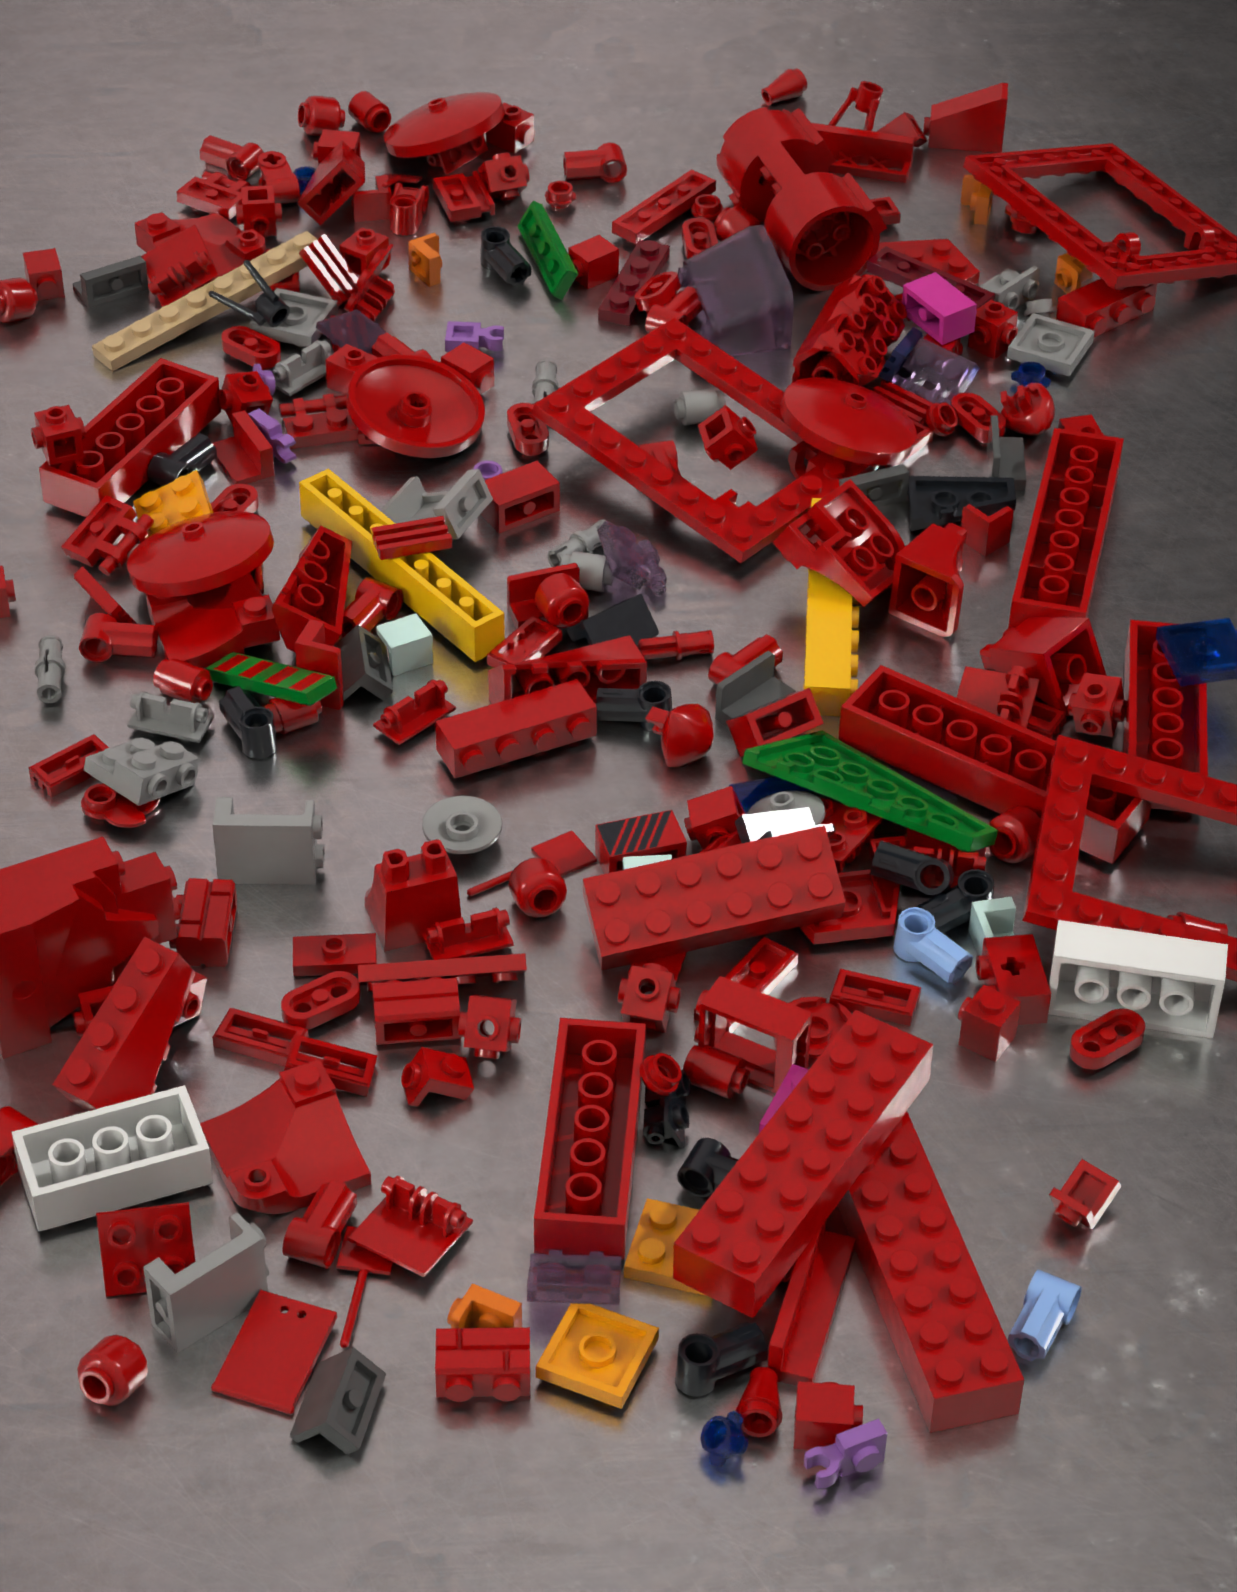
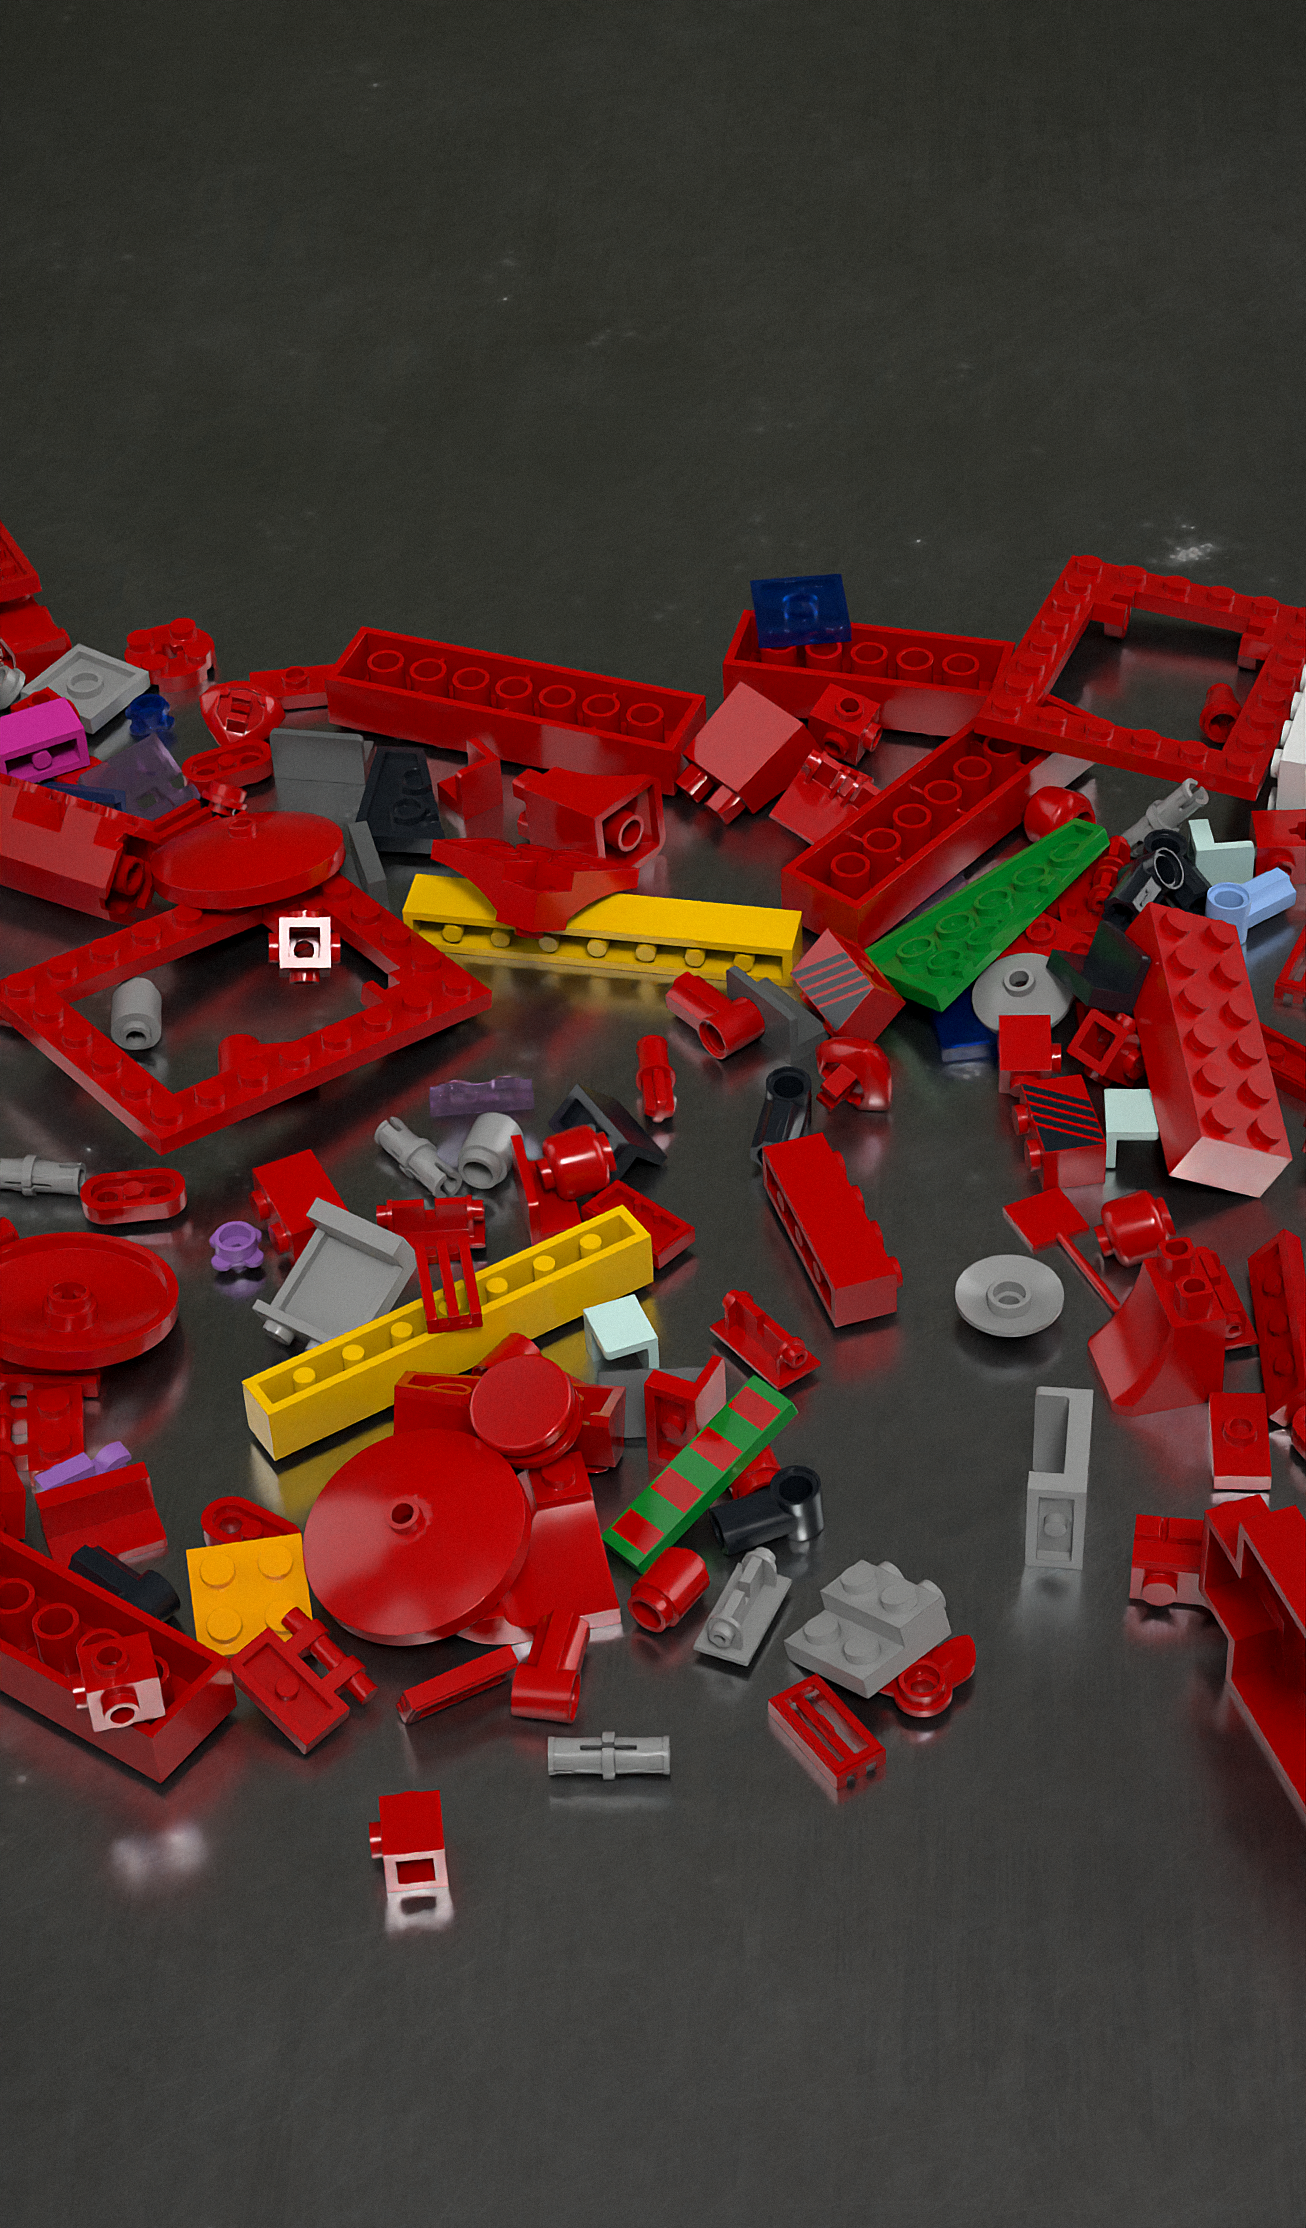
camera: 80 degrees left, 0 degrees up
(273, 564) = (526, 1410): none -> red head
(512, 550) = (450, 1219): none -> red hinge
(596, 666) = (725, 1182): red wedge -> none
(1019, 878) = (1166, 814): none -> light grey pin
(1105, 379) = (179, 639): none -> red plate

